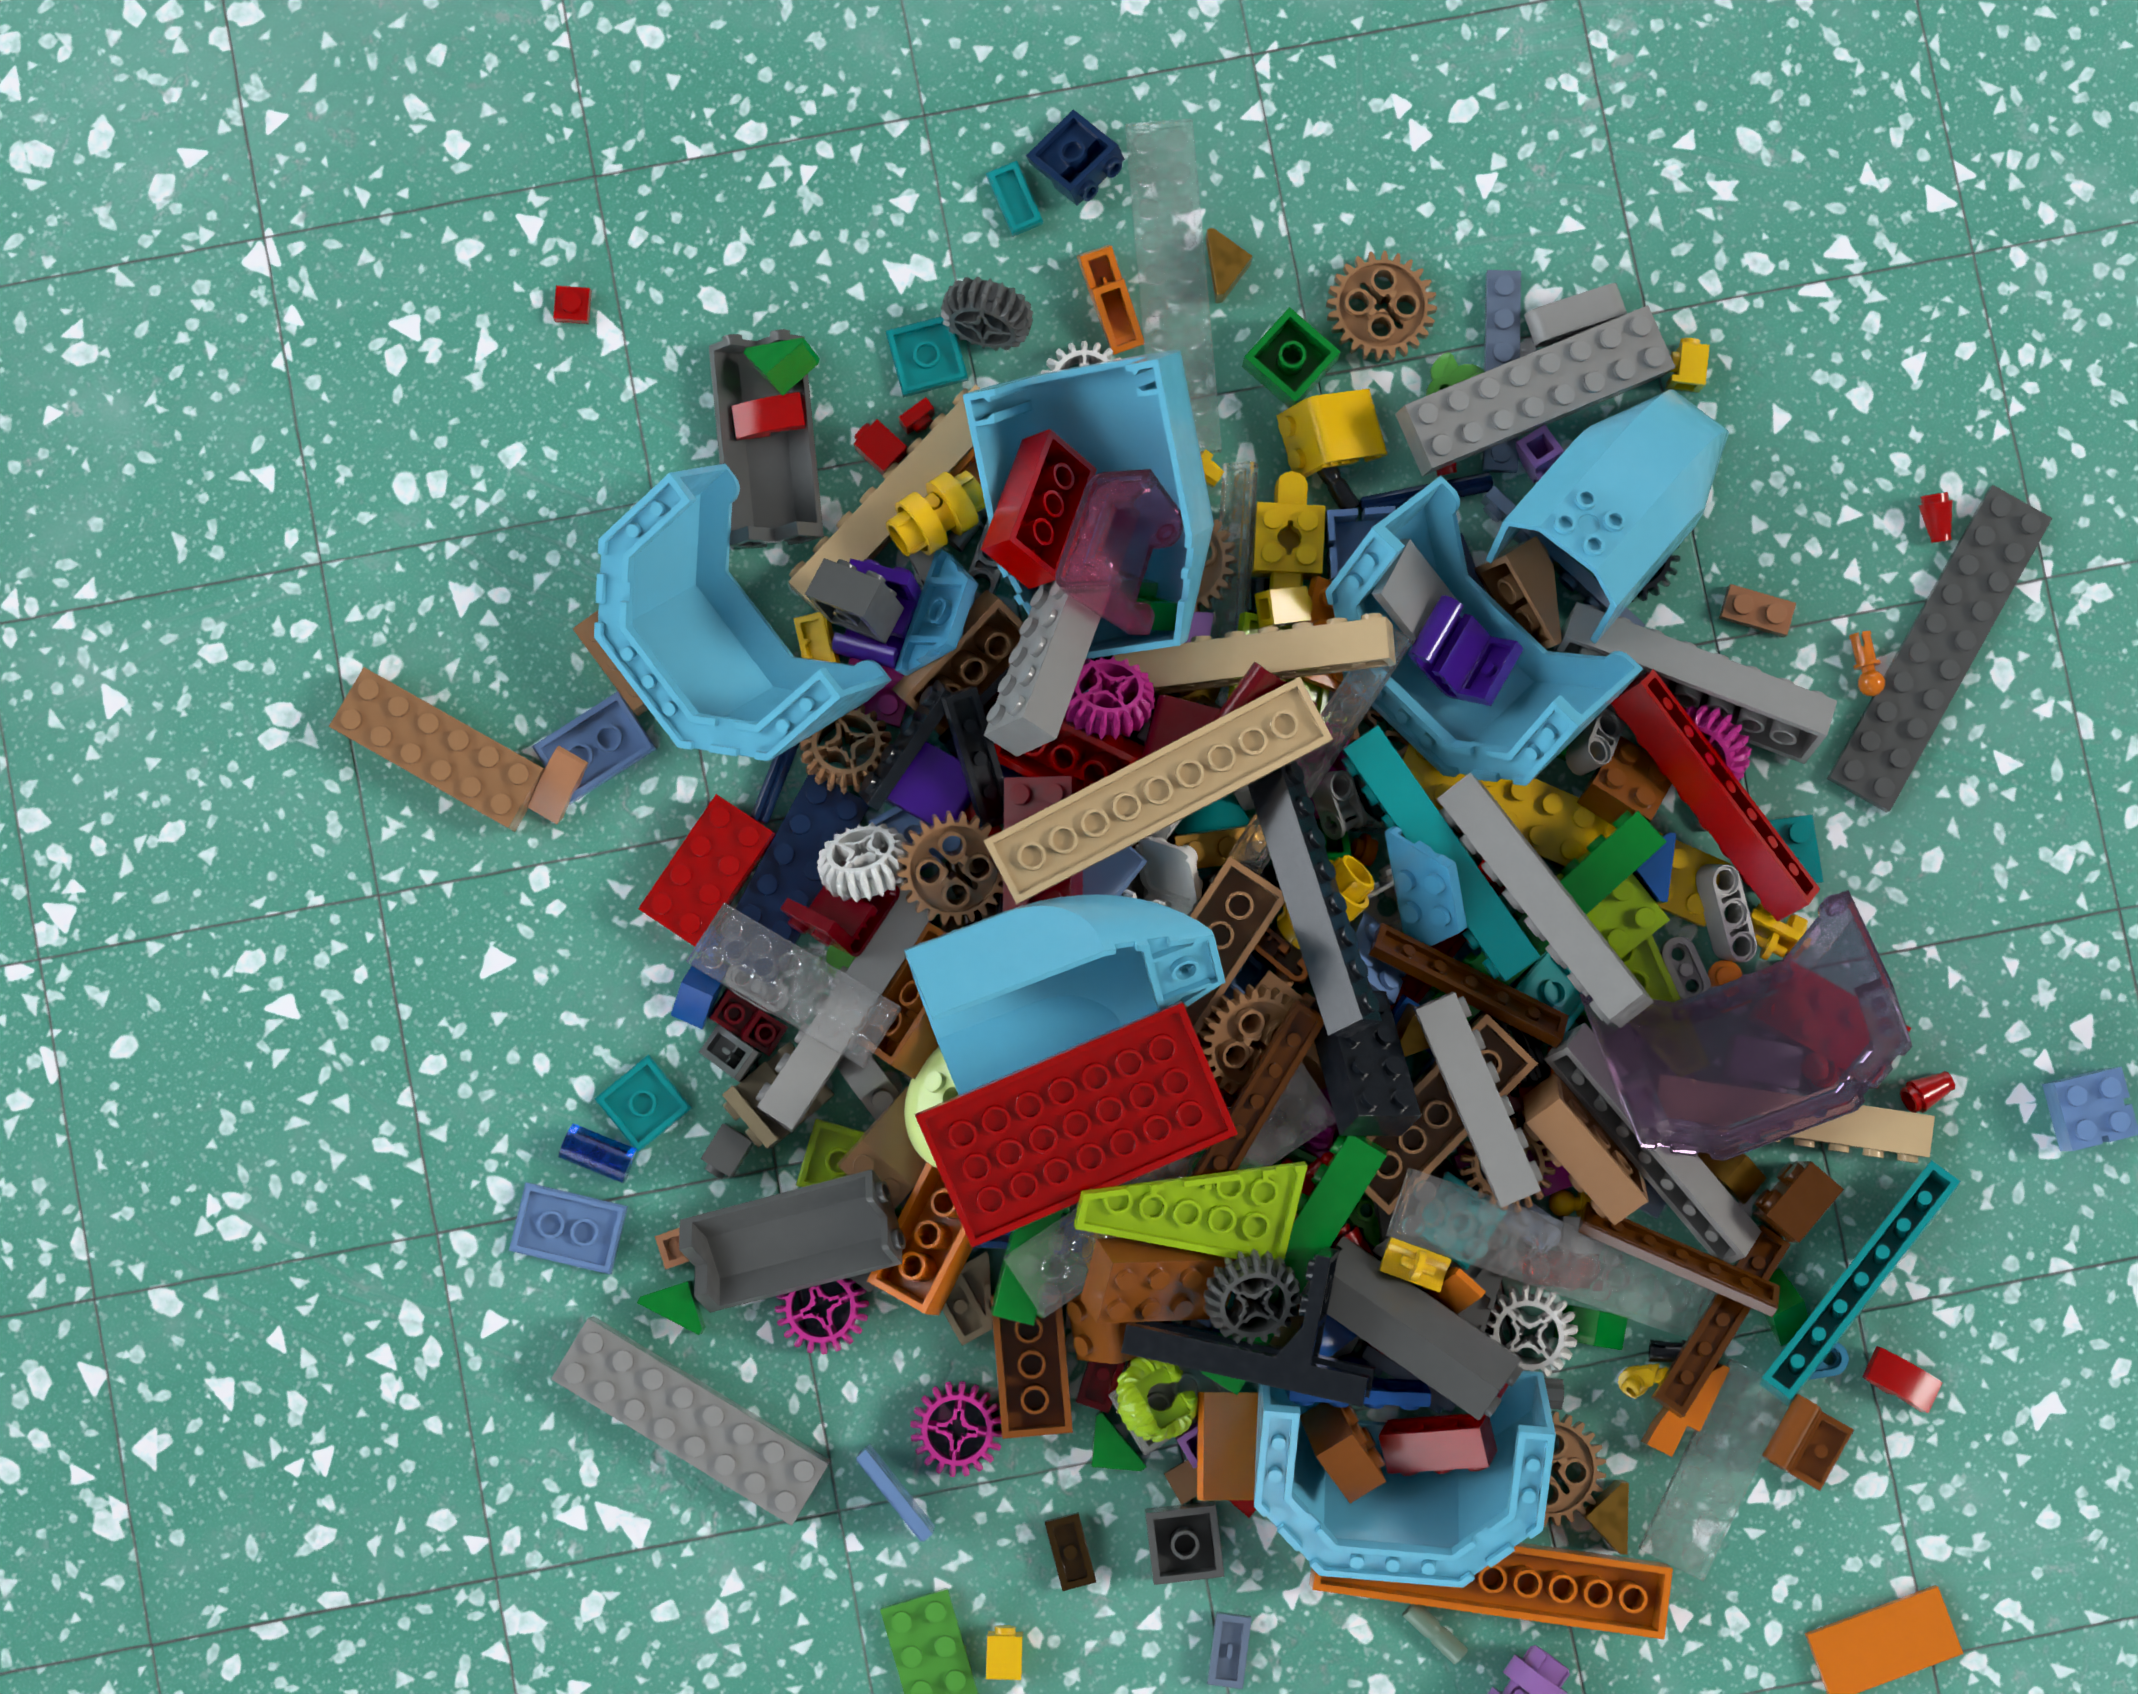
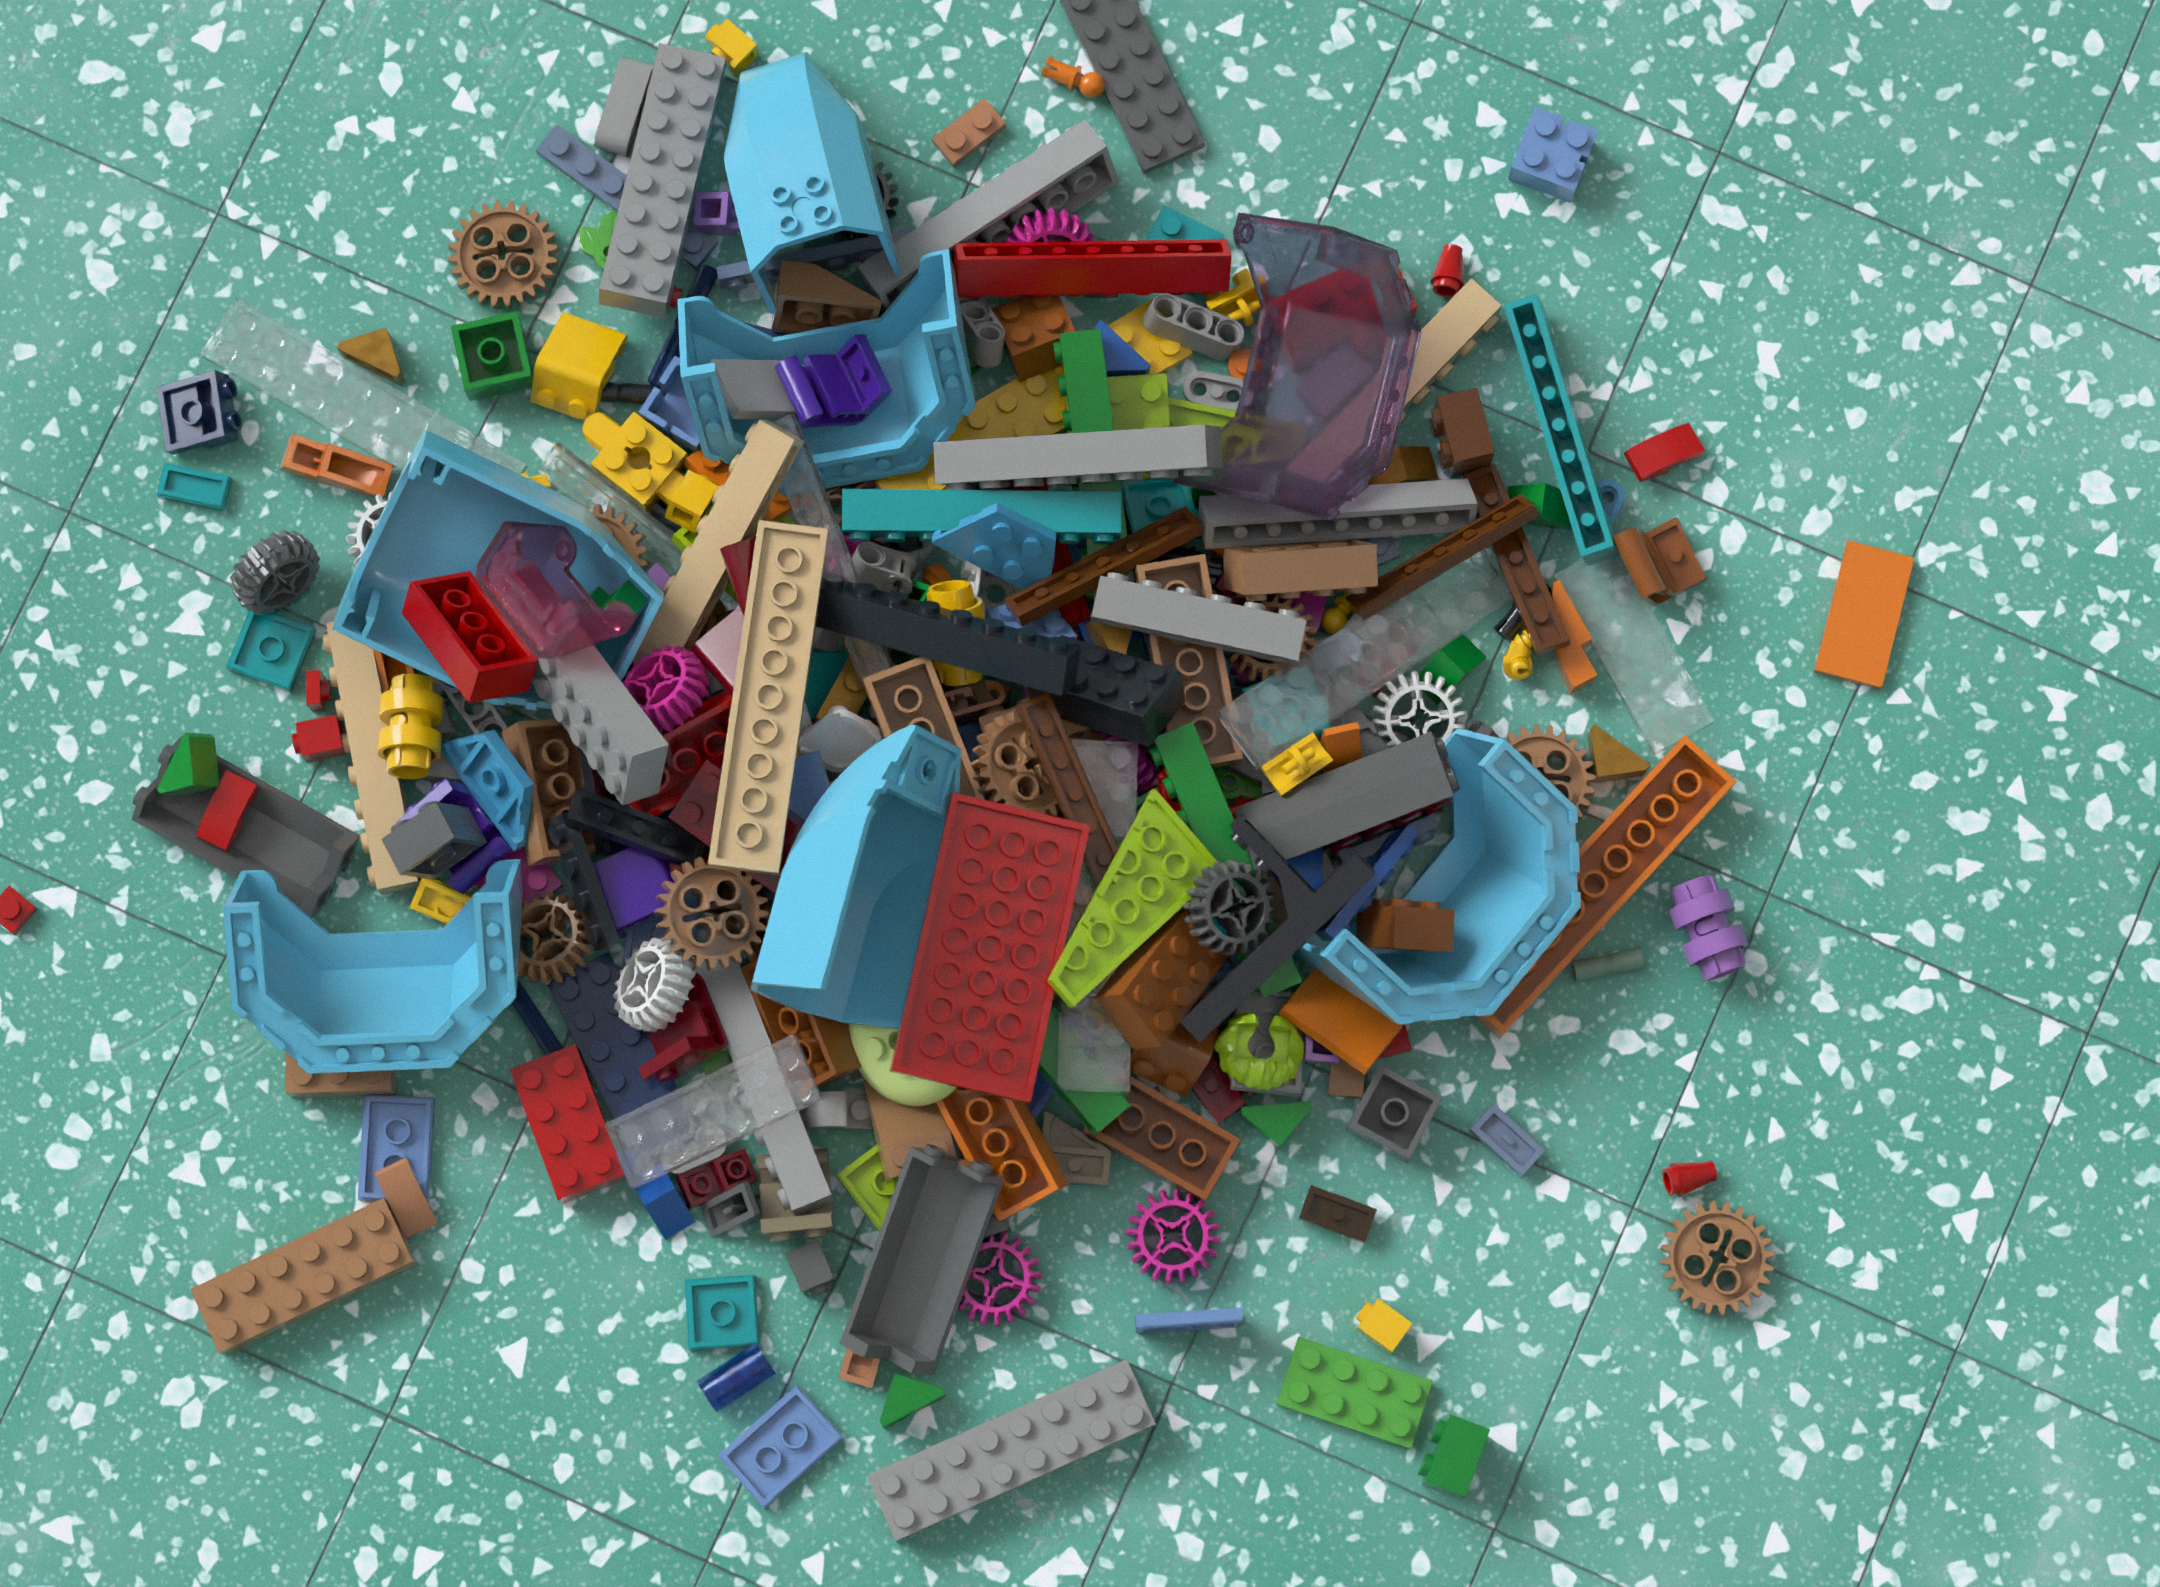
camera: 50 degrees left, 5 degrees down
(1437, 1444) = (1455, 850): brick -> none

